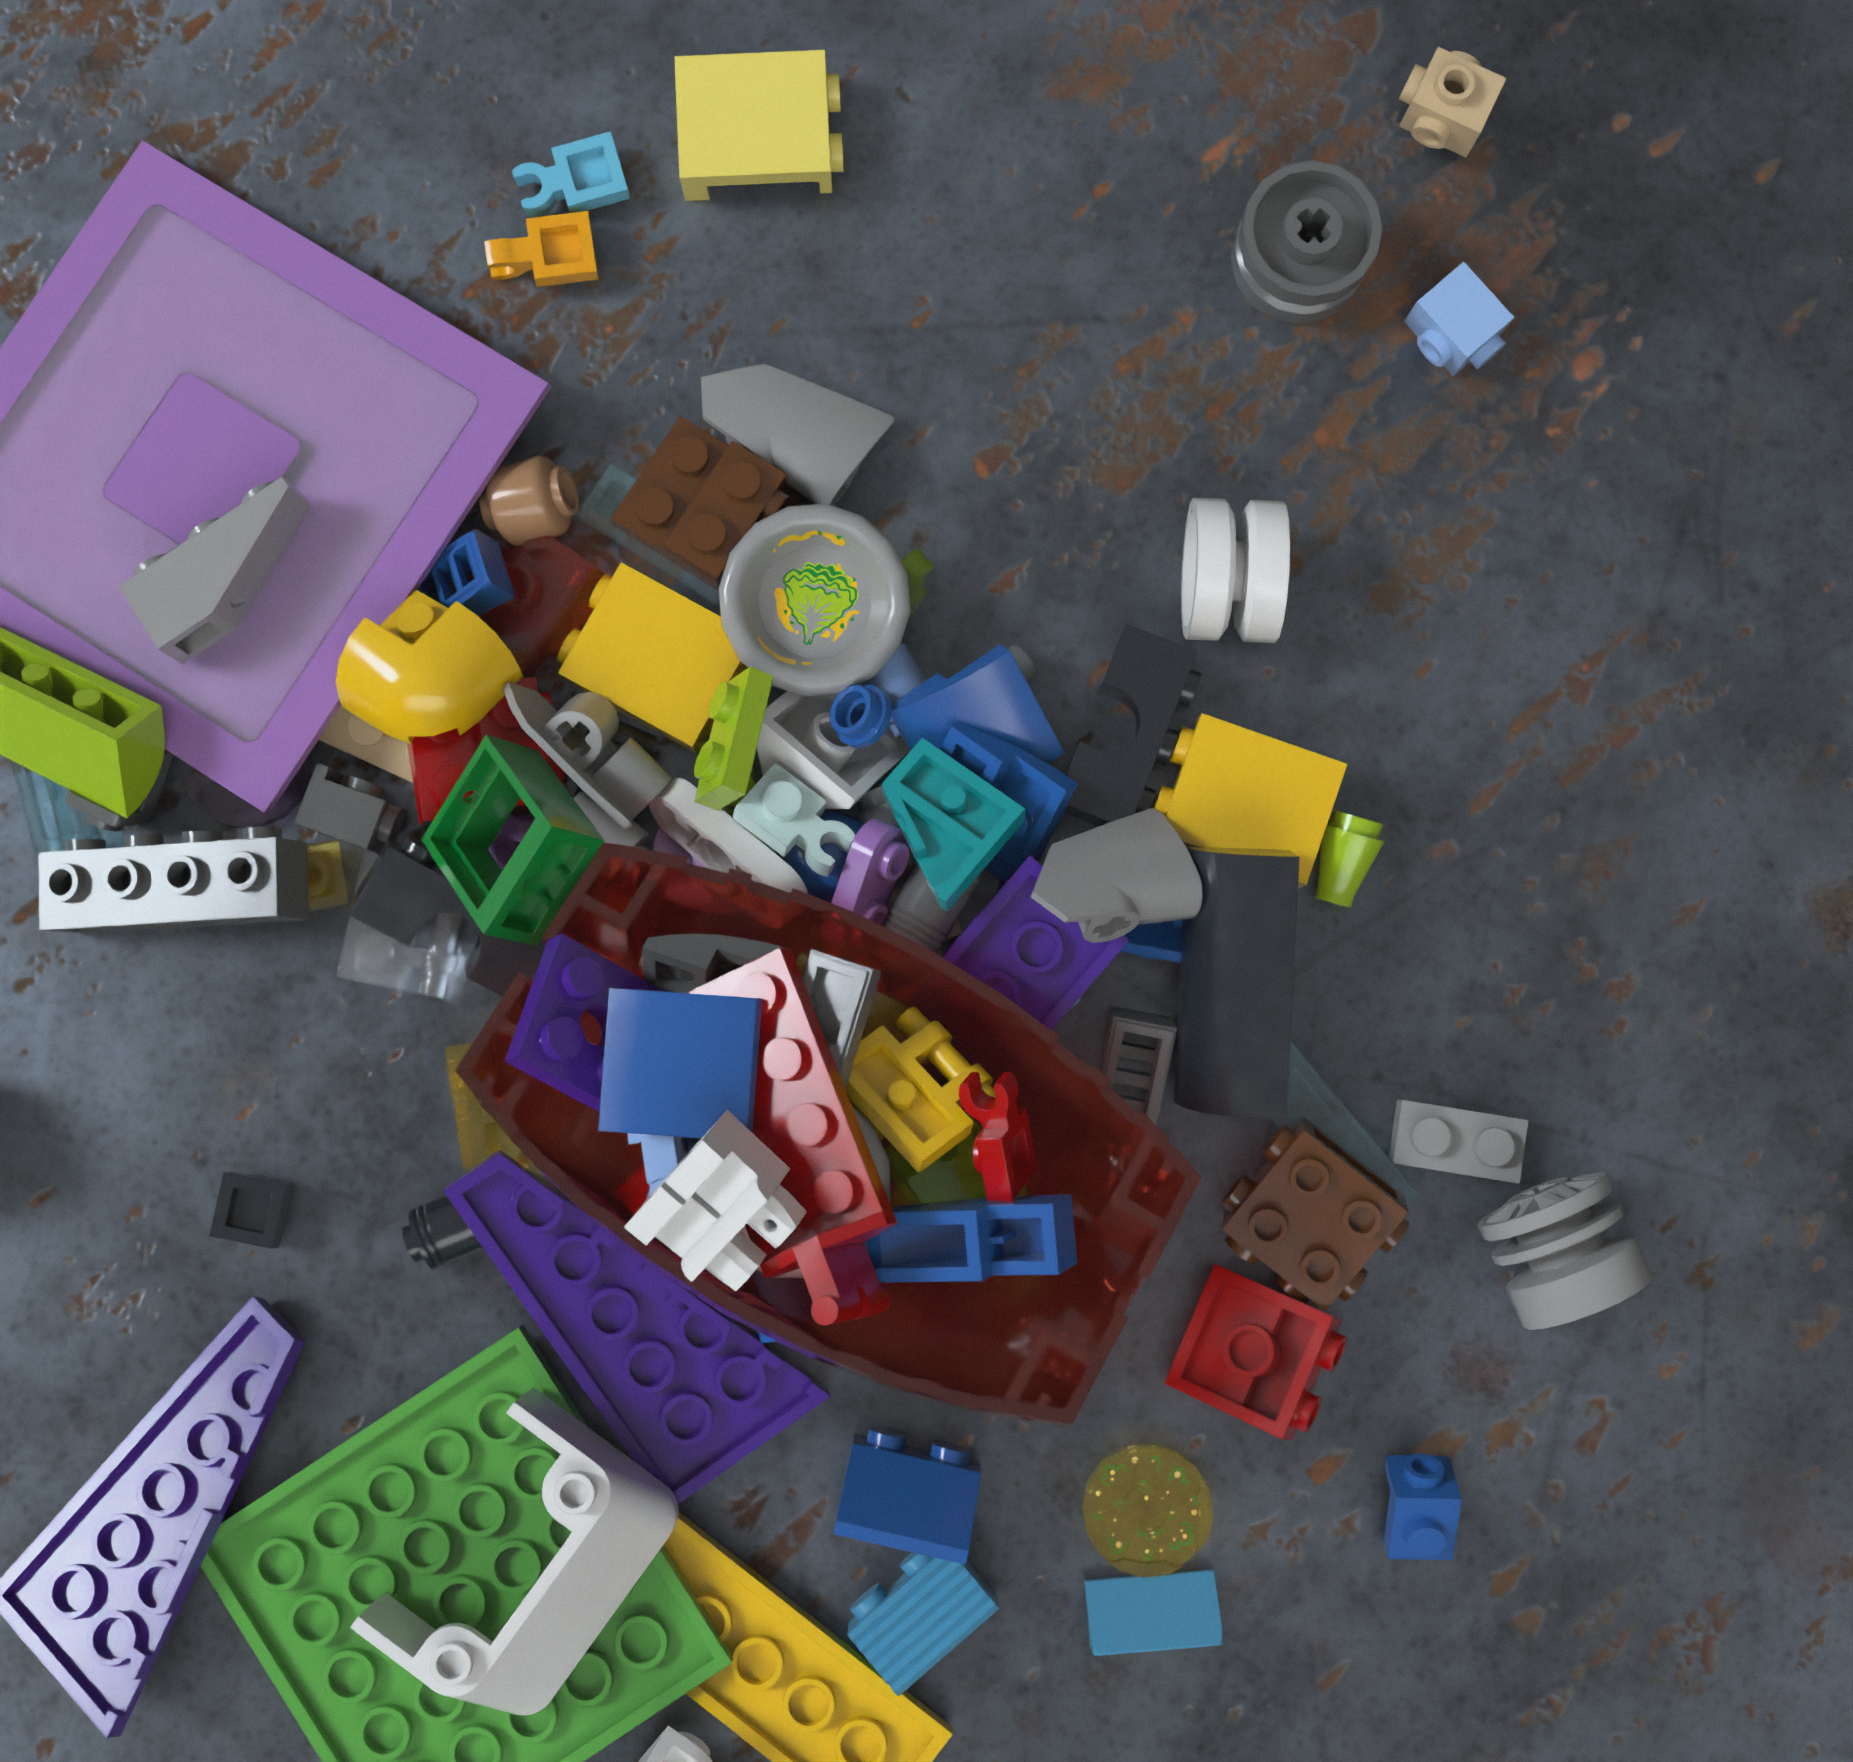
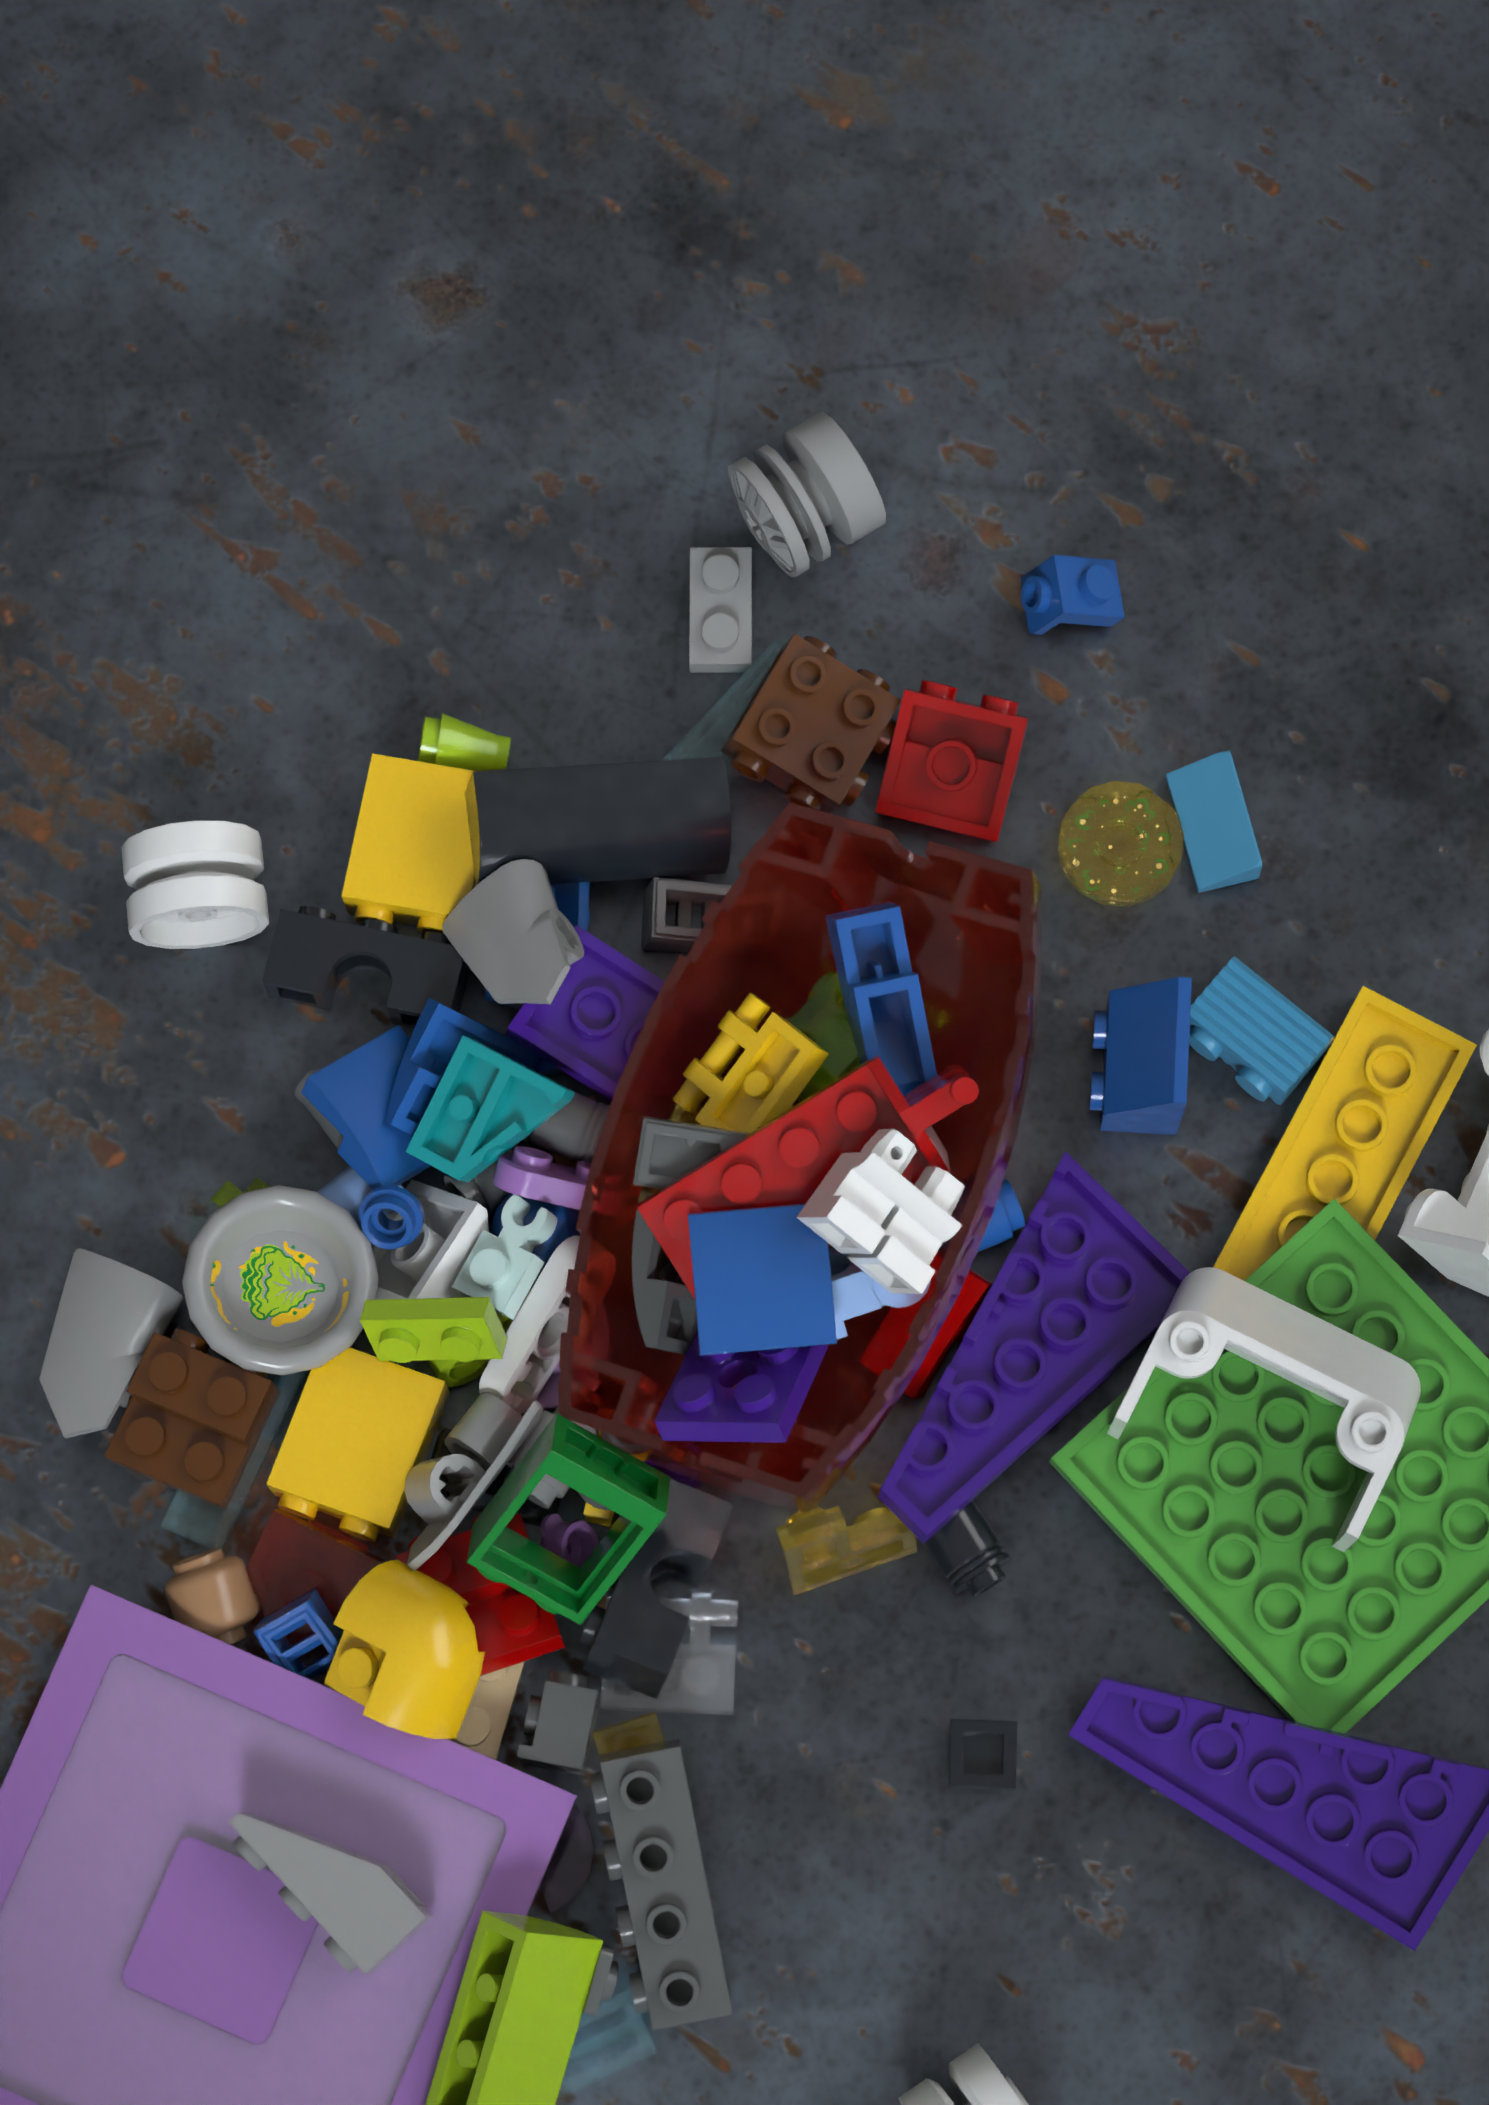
camera: 90 degrees left, 10 degrees down
(1005, 1144) = (791, 982): red plate -> none

